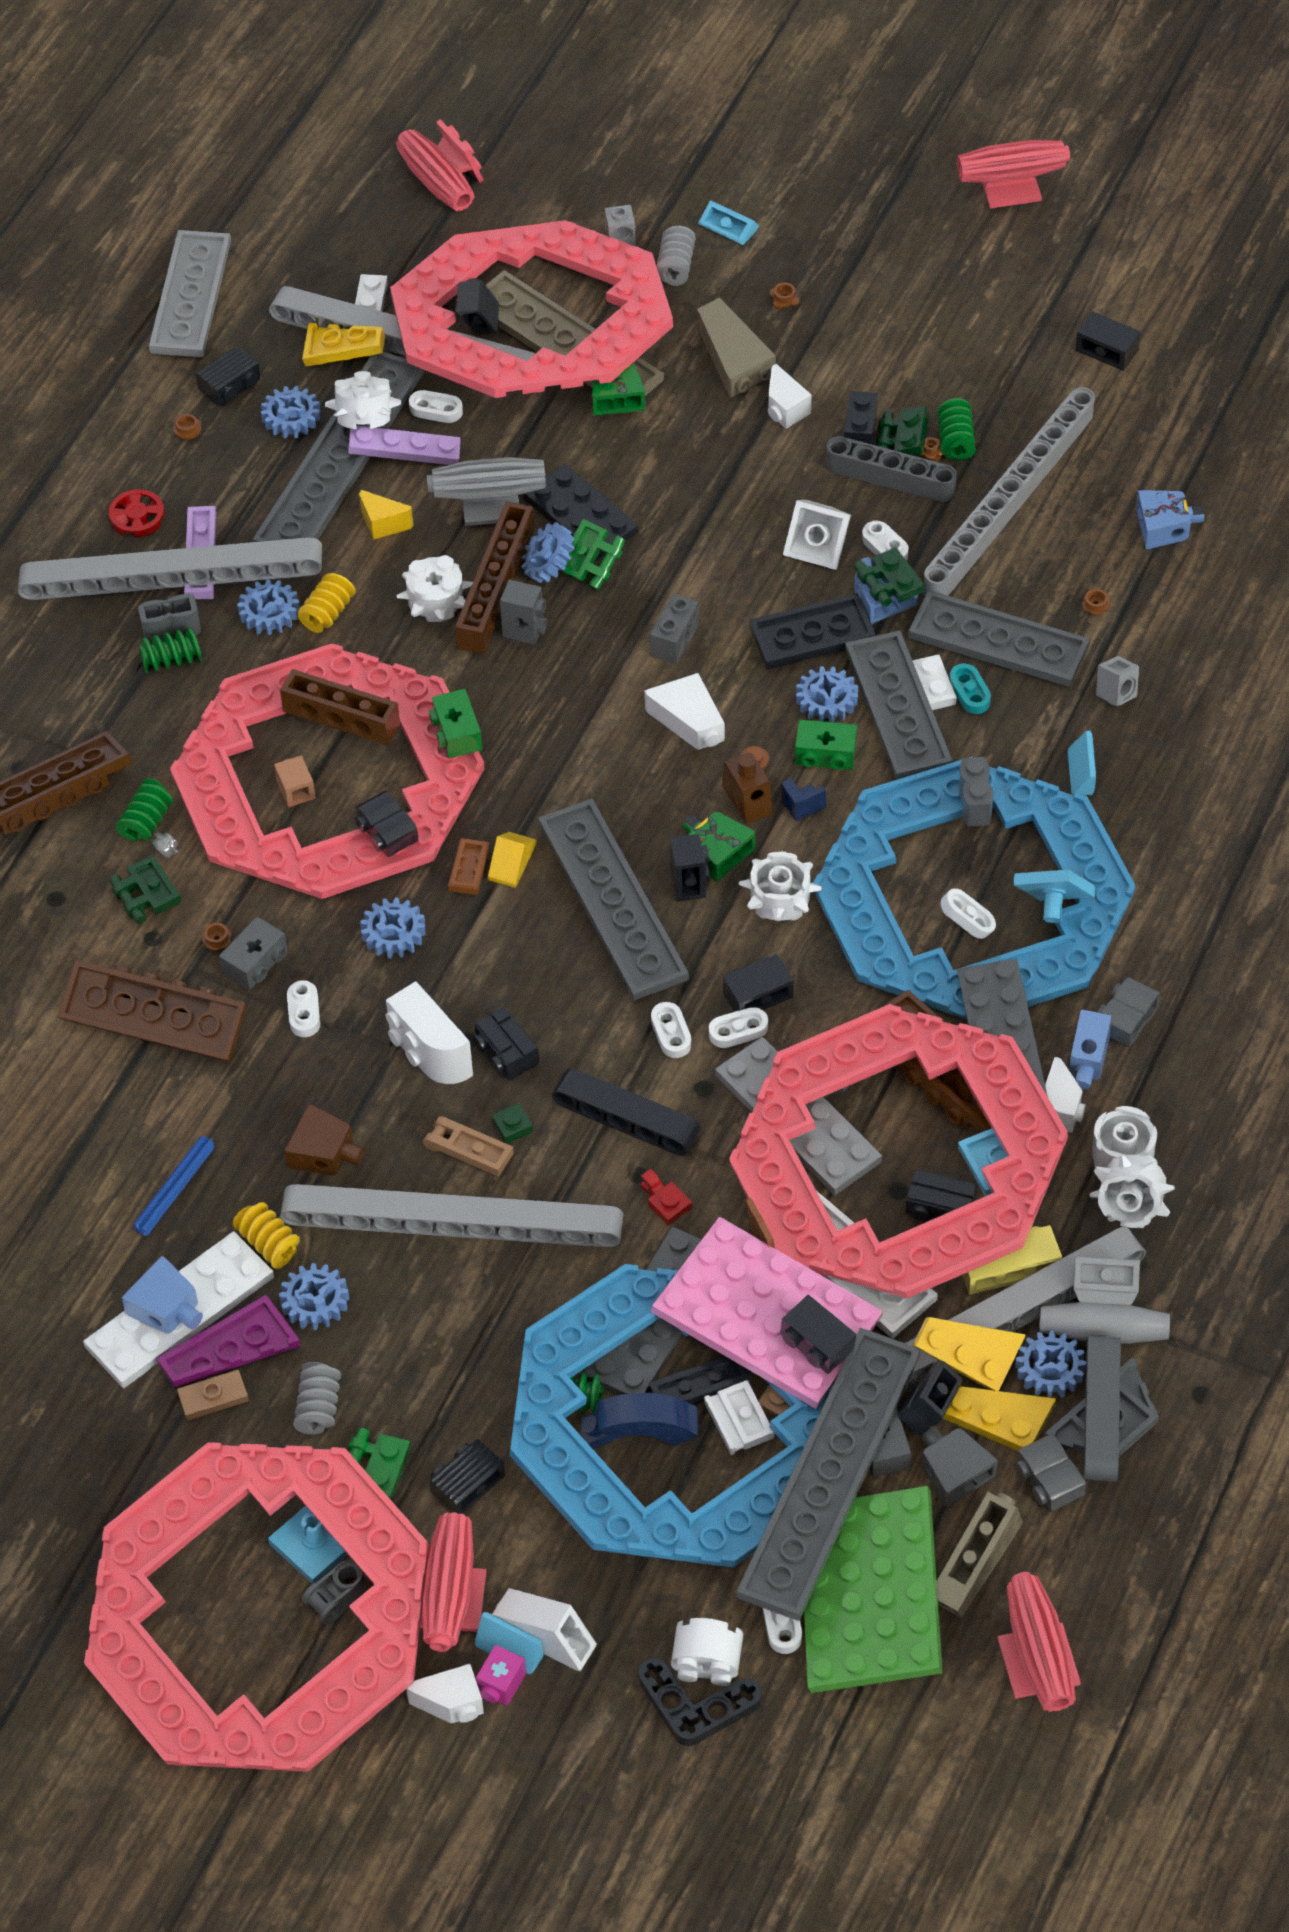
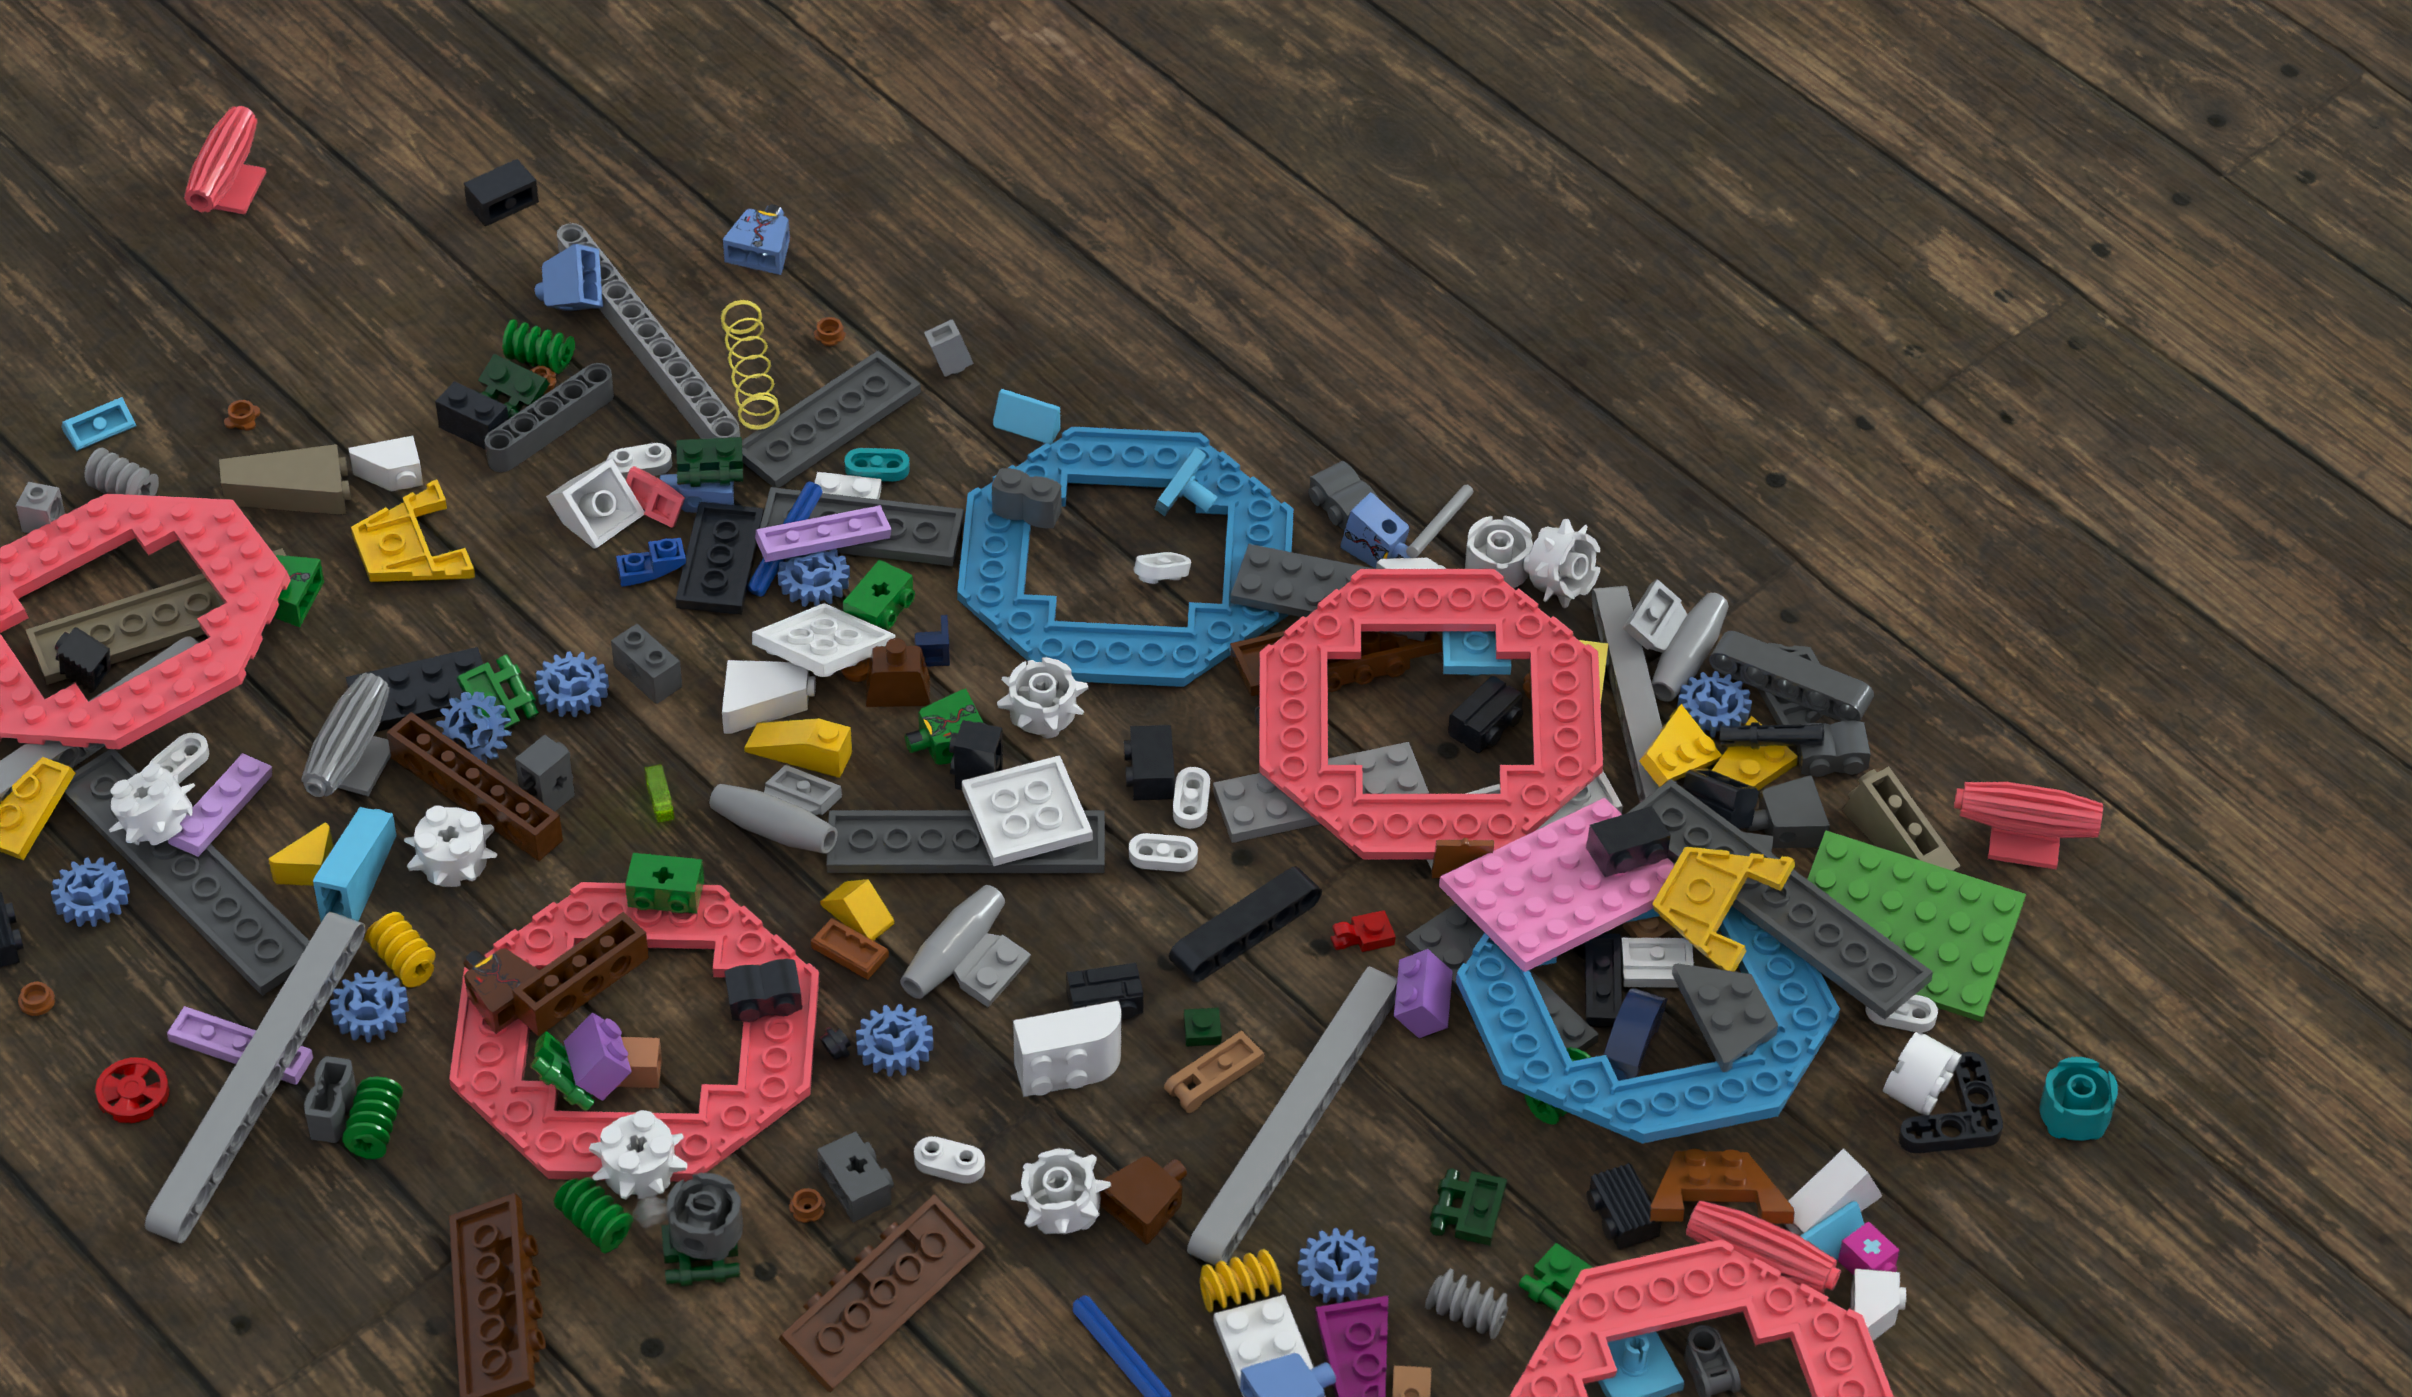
camera: 70 degrees left, 5 degrees down
(156, 870) = (704, 1216): none -> dark grey brick
(194, 810) = (637, 1155): none -> white brick
(260, 737) = (555, 1069): none -> green plate
(271, 749) = (597, 1056): none -> medium lavender brick
(291, 1083) = (1061, 1192): none -> white brick
(310, 658) = (491, 985): none -> reddish brown torso
(372, 892) = (835, 1043): none -> black plate
(385, 541) = (354, 864): none -> medium azure slope
(418, 1375) = (1479, 1209): none -> dark green plate
(502, 940) = (963, 947): none -> light grey plate
(522, 1528) = (1718, 1178): none -> dark orange wing
(555, 690) = (659, 793): none -> clear neon green beam
(570, 768) = (784, 809): none -> light grey plate
(605, 1253) = (1423, 993): none -> medium lavender brick
(631, 594) = (571, 684): none -> medium blue gear
(651, 919) = (1027, 810): none -> white plate
(652, 759) = (804, 743): none -> yellow slope
(679, 1473) = (1726, 1010): none -> dark grey wing
(710, 434) = (396, 548): none -> yellow wing
(745, 1805) = (2078, 1099): none -> teal brick
(752, 722) = (821, 639): none -> white plate
(781, 591) = (661, 559): none -> blue slope
(794, 1410) = (1703, 891): none -> yellow wing
(843, 570) = (655, 496): none -> coral slope
(847, 659) = (800, 511): none -> blue axle
(857, 677) = (823, 533): none -> lavender plate
(962, 573) = (759, 396): none -> light yellow piece
(1023, 1405) = (1772, 735): none -> black pin
(1029, 418) = (572, 280): none -> medium blue torso
(1138, 1088) = (1439, 521): none -> light grey bar

